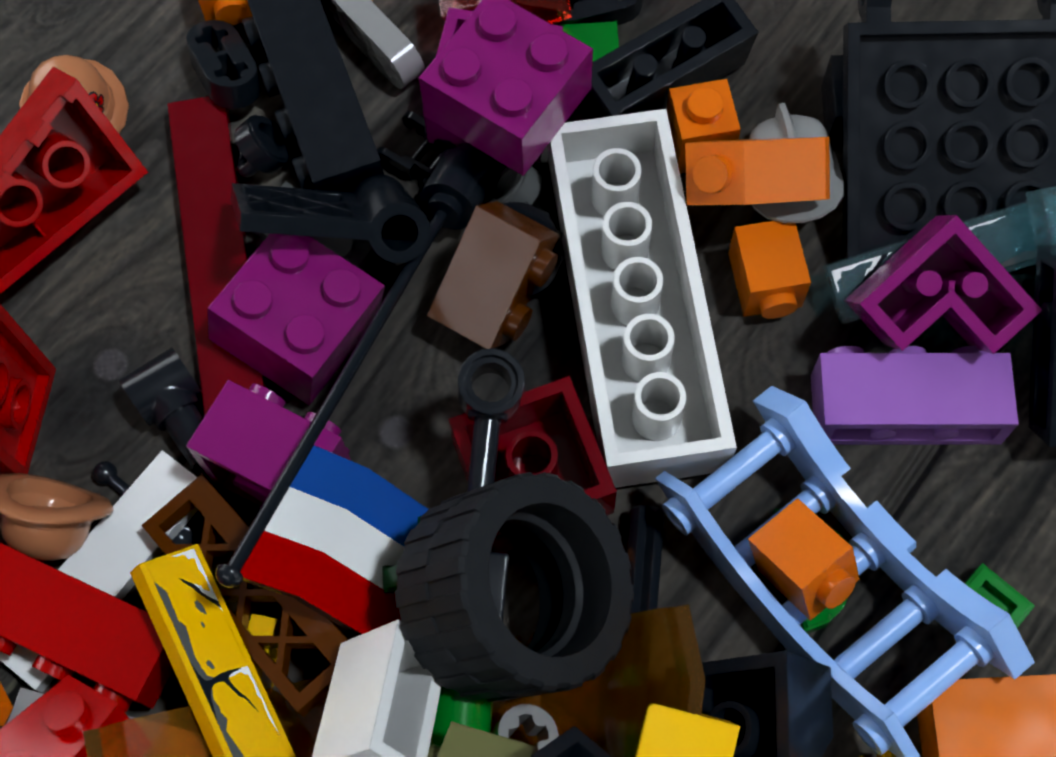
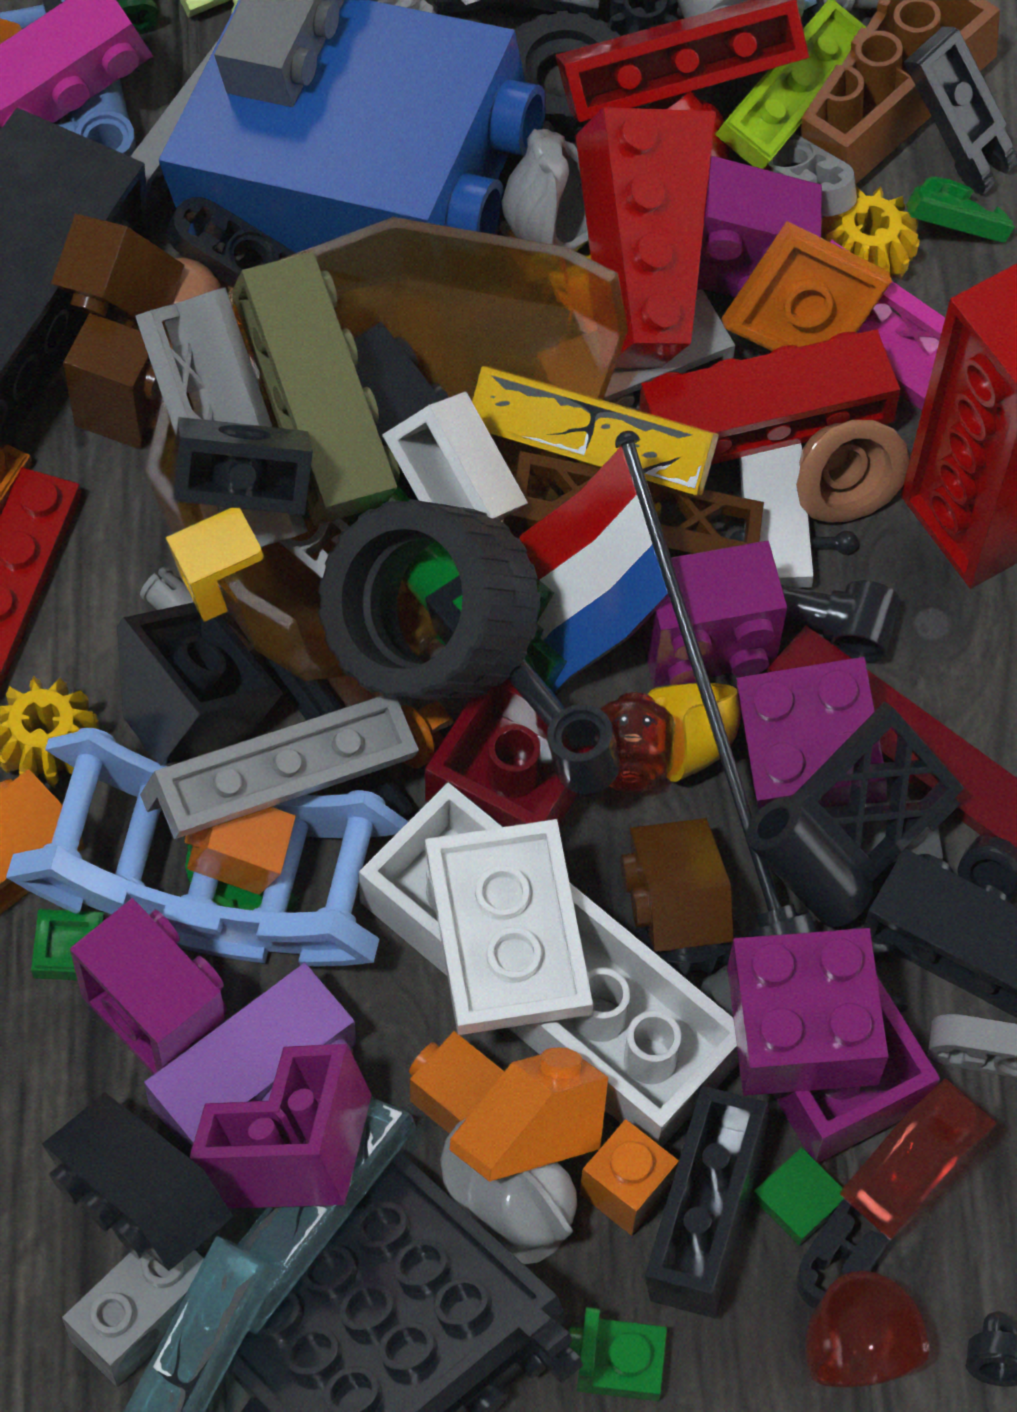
camera: 135 degrees right, 5 degrees down
(374, 403) = (694, 738): none -> yellow helmet
(418, 420) = (644, 741): none -> clear red head
(663, 305) = (508, 927): none -> white plate
(751, 580) = (280, 766): none -> light grey fence
(798, 42) = (619, 1357): none -> green bracket
(967, 487) = (147, 985): none -> magenta brick

